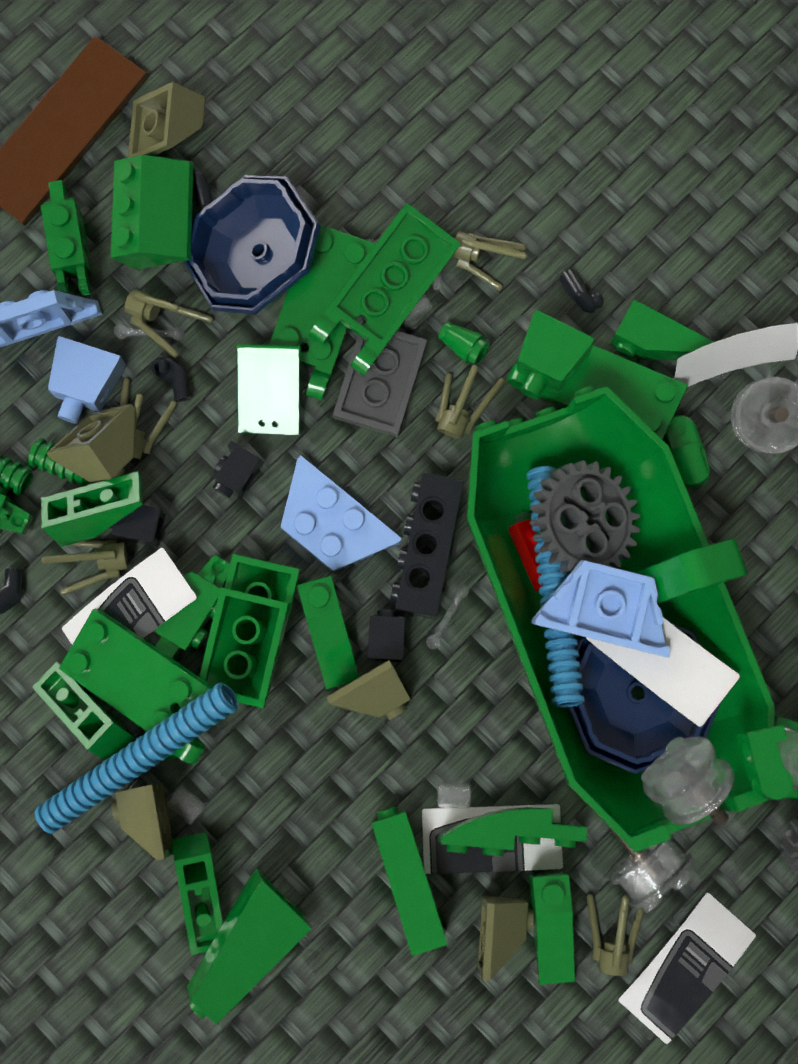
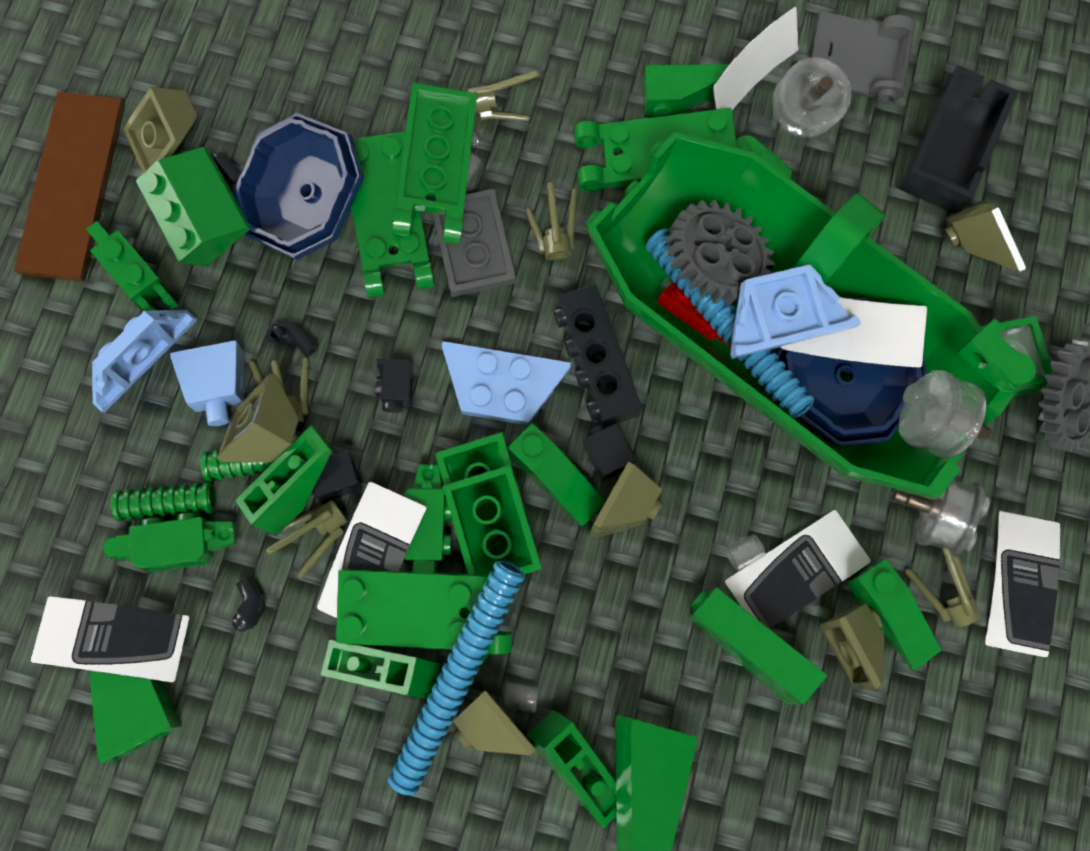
camera: 30 degrees left, 5 degrees down
(122, 332) = (224, 324): clear hinge -> none
(147, 307) = (234, 289): olive plant -> none
(268, 389) = (383, 299): container -> none
(433, 641) = (648, 434): clear hinge -> none
(465, 343) = (526, 175): green cone -> none
(497, 831) = (808, 552): green slope -> none
(550, 354) = (606, 140): green torso -> none
(578, 293) = (603, 90): black arm -> none

